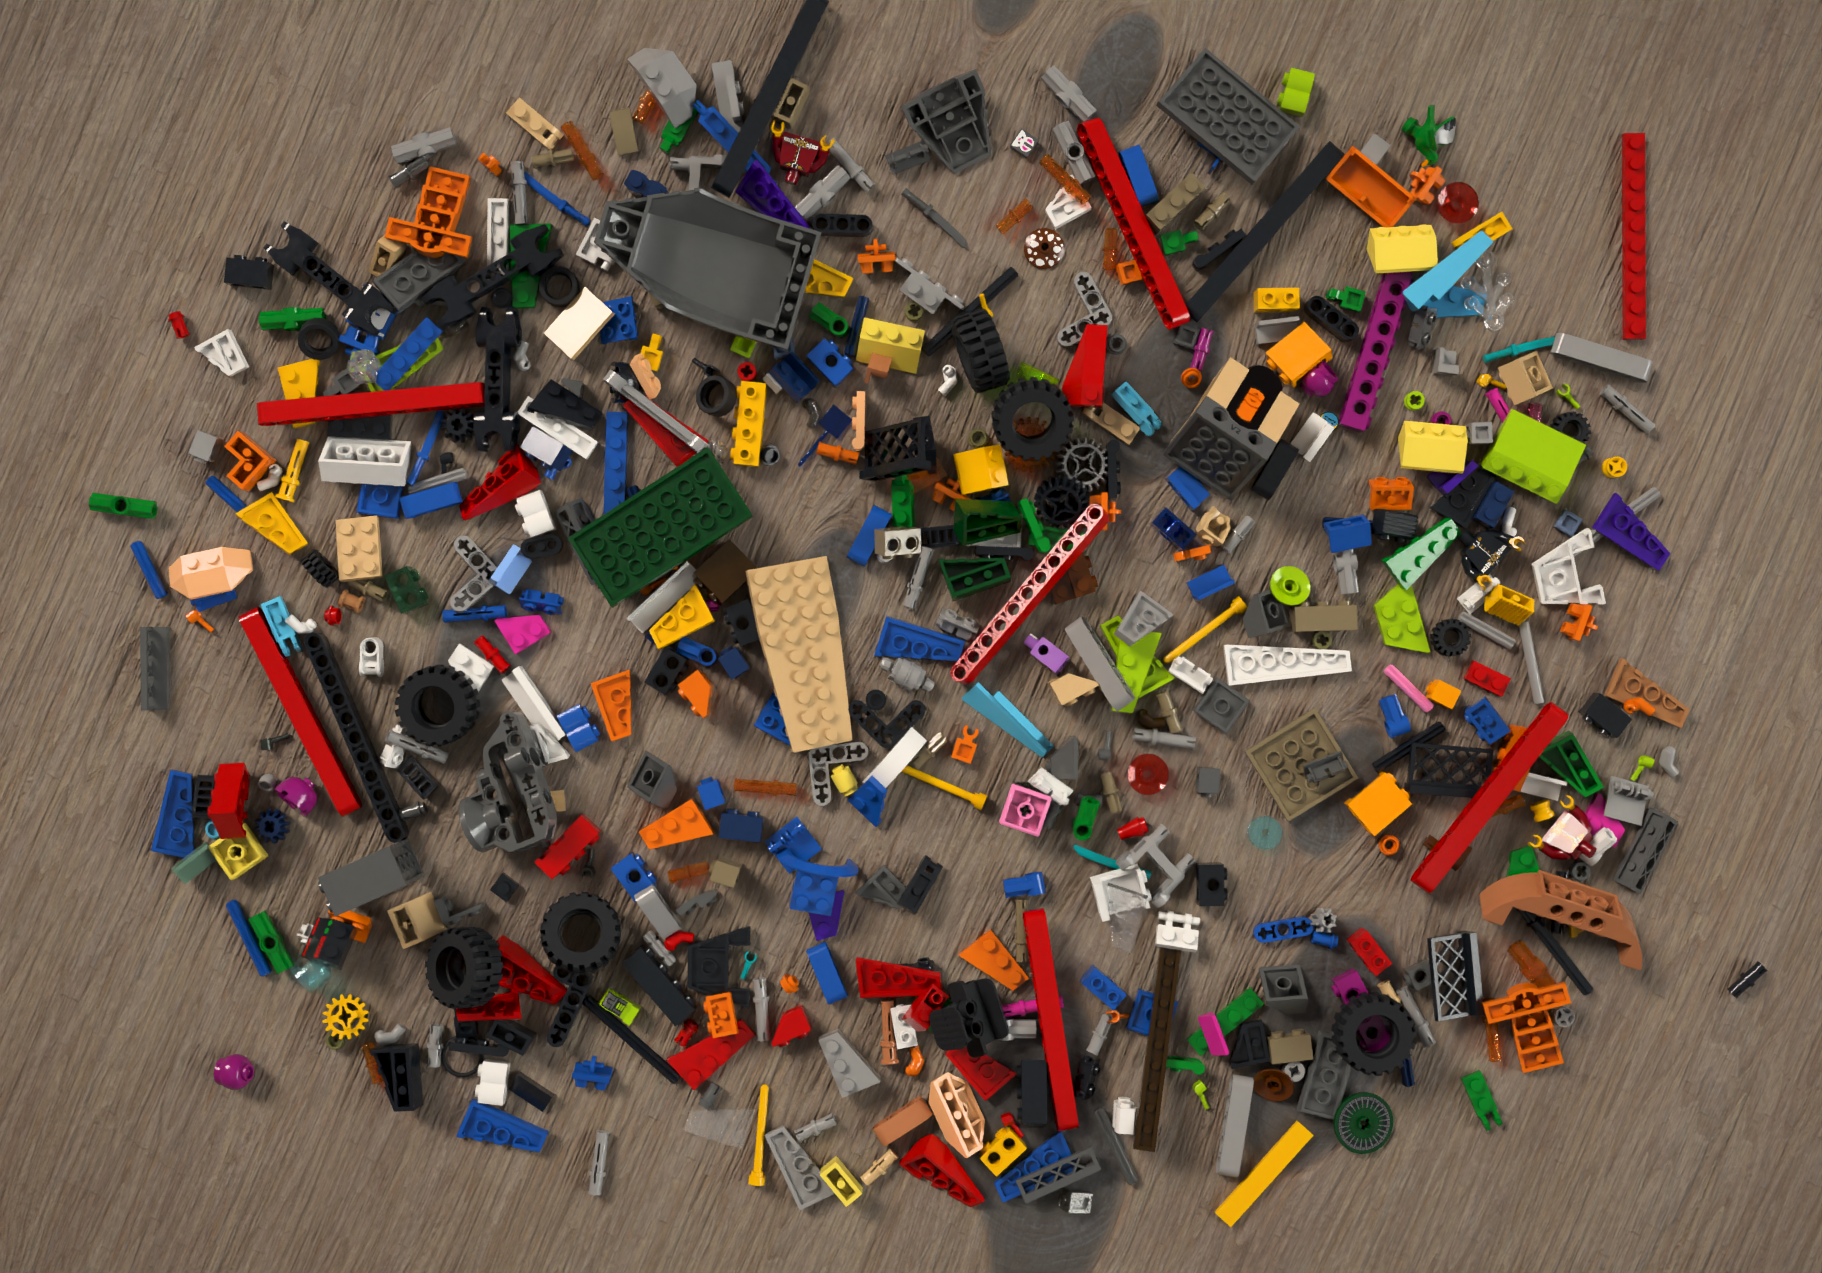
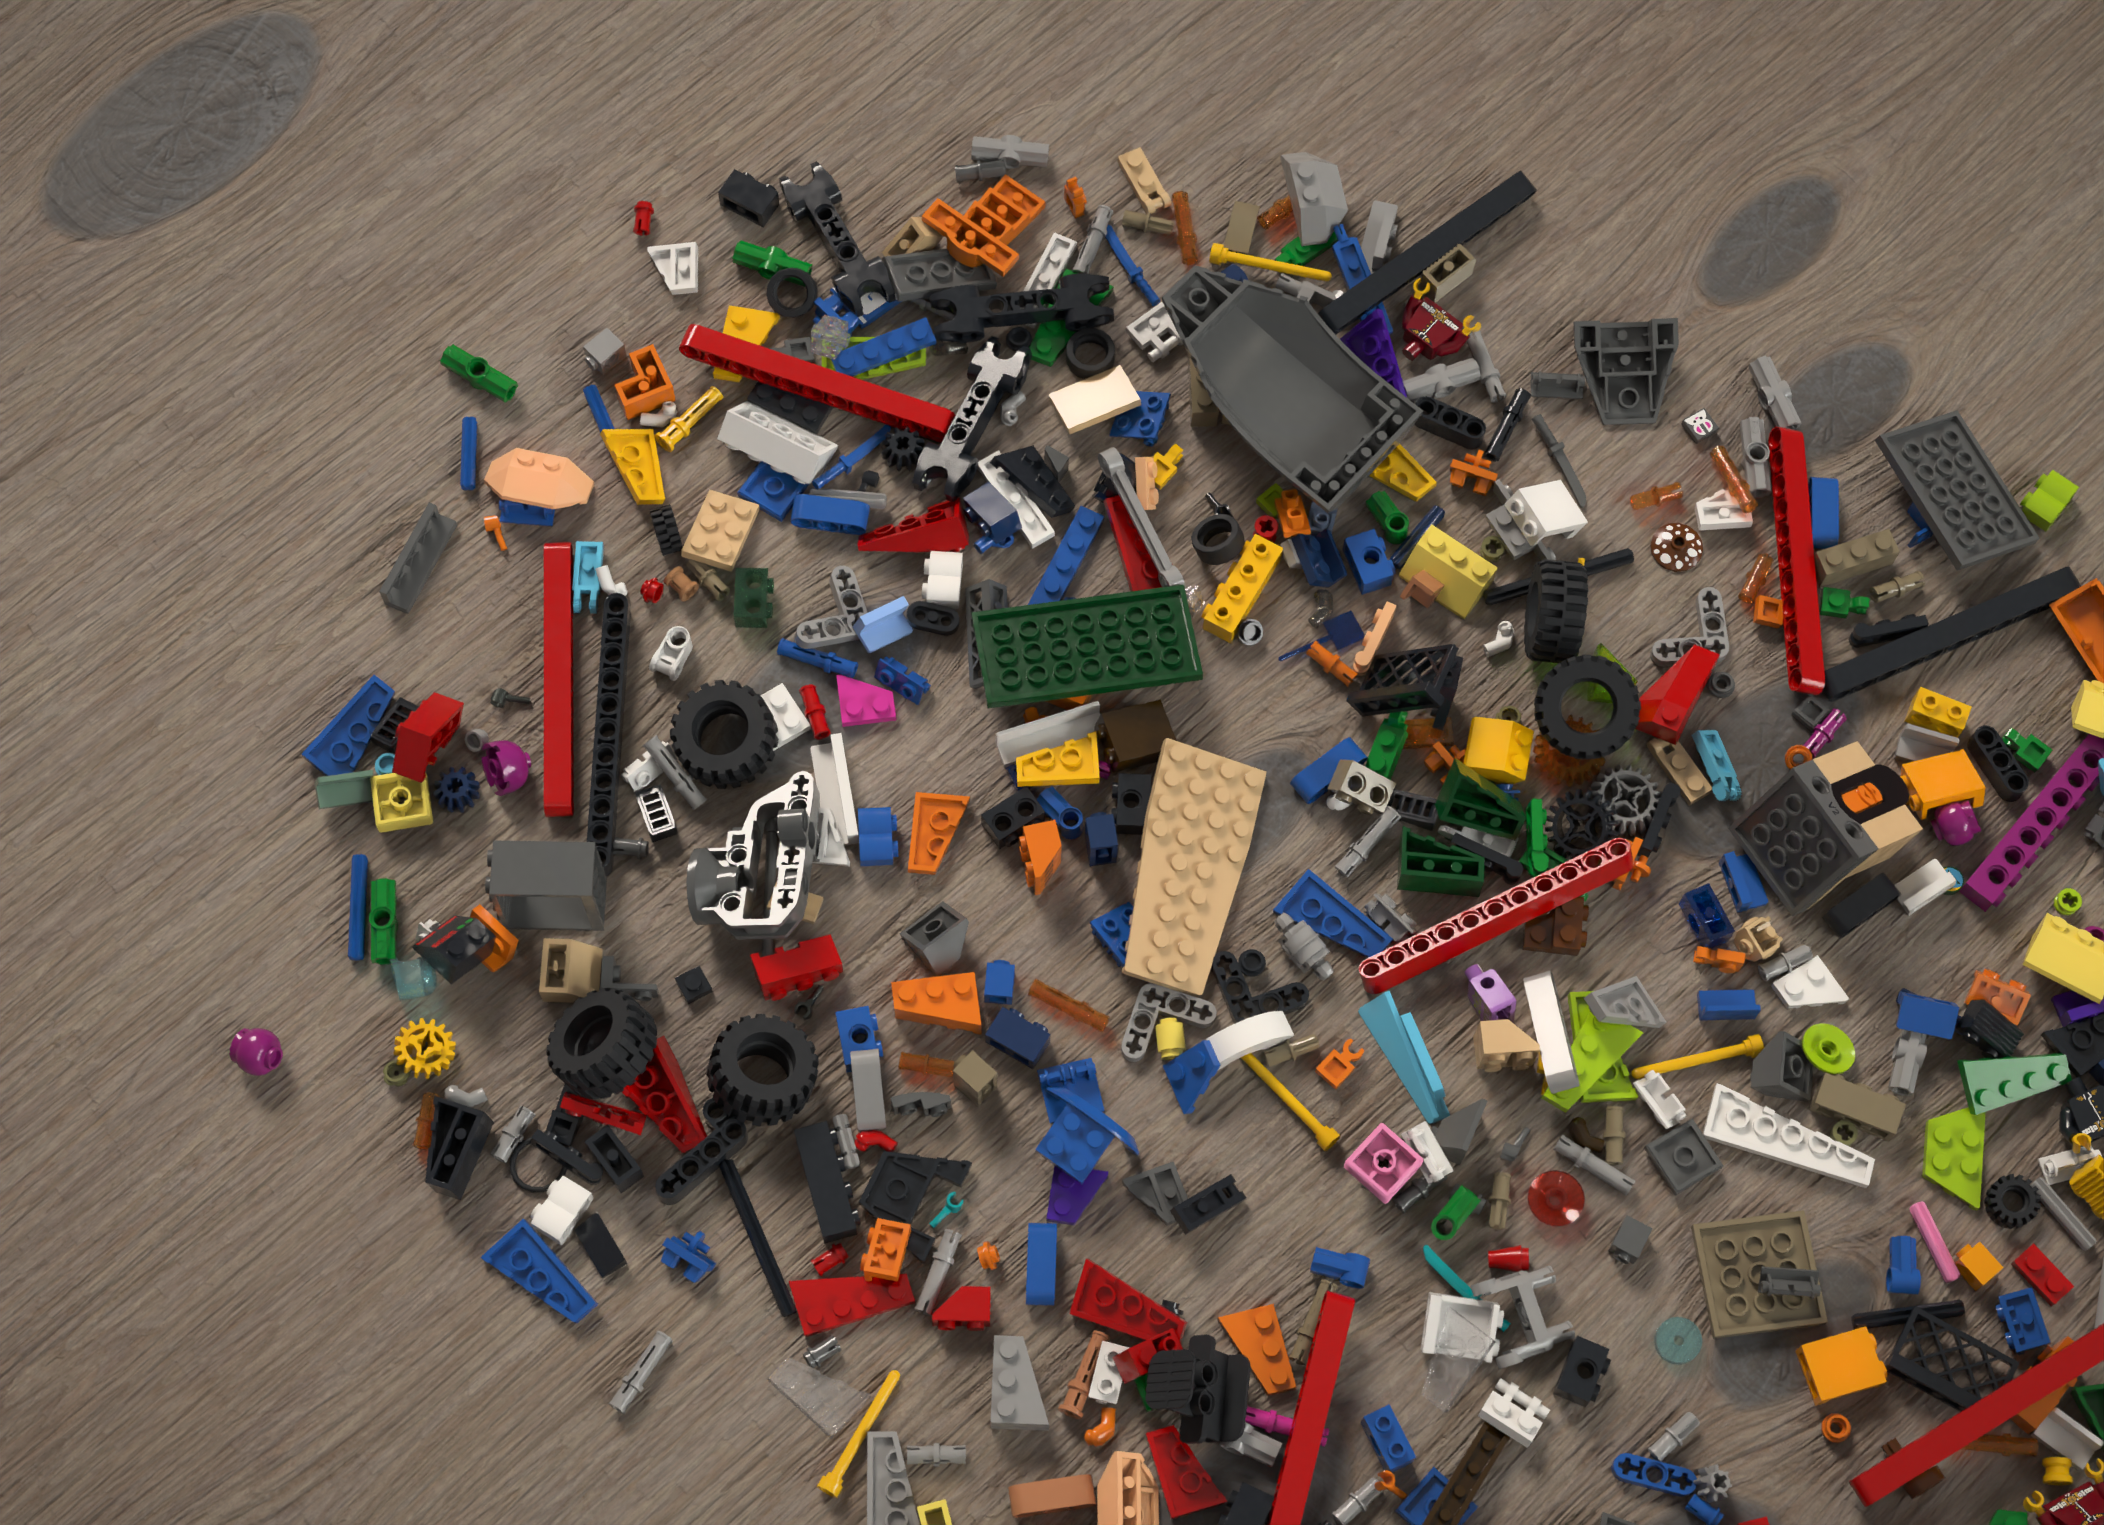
camera: 25 degrees right, 20 degrees down
(618, 161) = (1222, 255): none -> yellow piece
(620, 1006) = (764, 1189): lime leg -> none
(761, 356) = (1292, 514): none -> orange hips
(885, 200) = (1511, 415): none -> black pin
(941, 270) = (1545, 511): none -> white panel
(1260, 543) = (1810, 986): none -> white wing
(1286, 899) = (1674, 1436): none -> light grey axle

